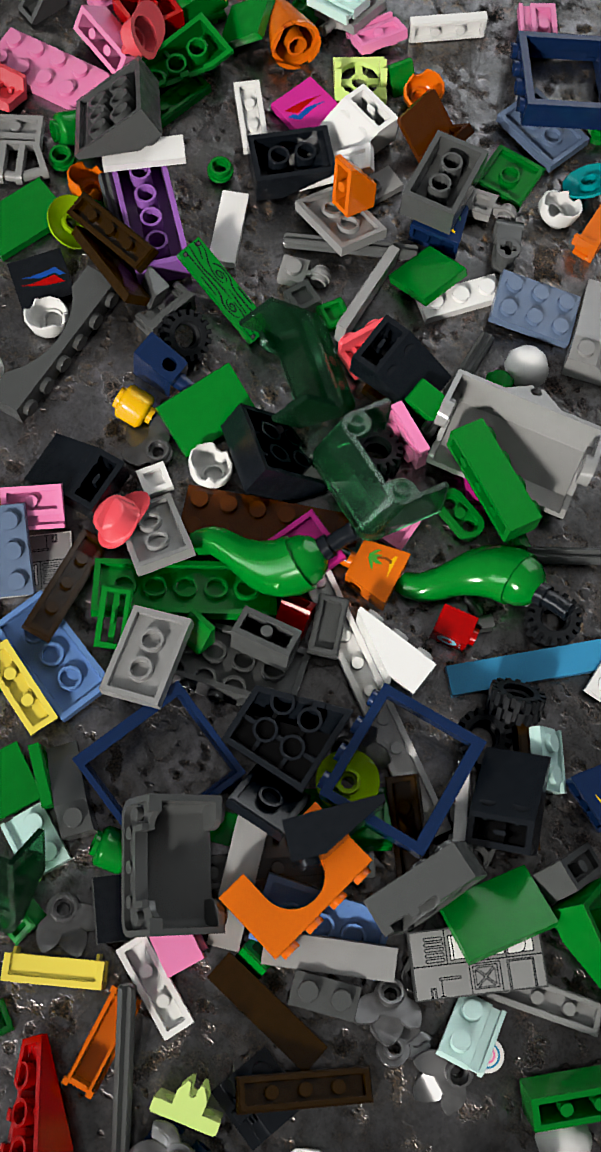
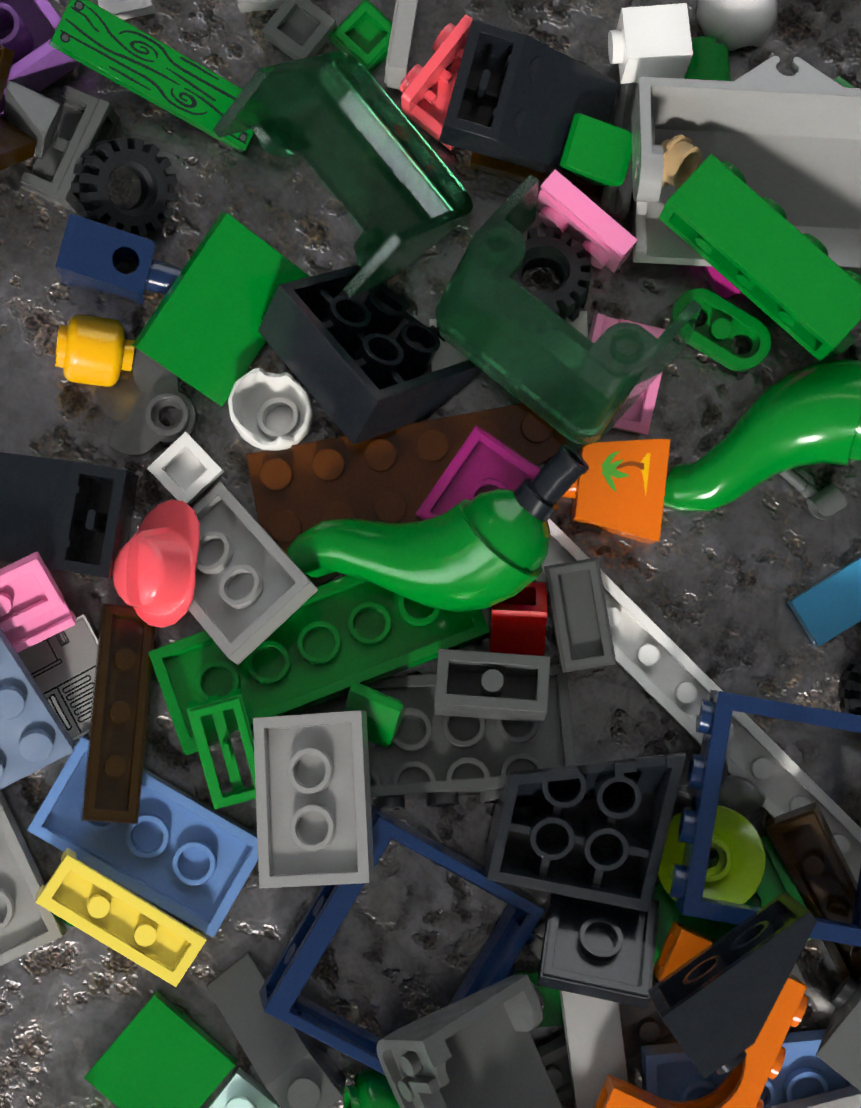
camera: 25 degrees left, 15 degrees up
(41, 772) = (214, 1029): green tile -> none
(394, 657) = (722, 641): white slope -> none
(455, 628) = (784, 533): red brick -> none
(463, 415) = (680, 160): none -> tan plate
(474, 358) = (651, 42): none -> white brick

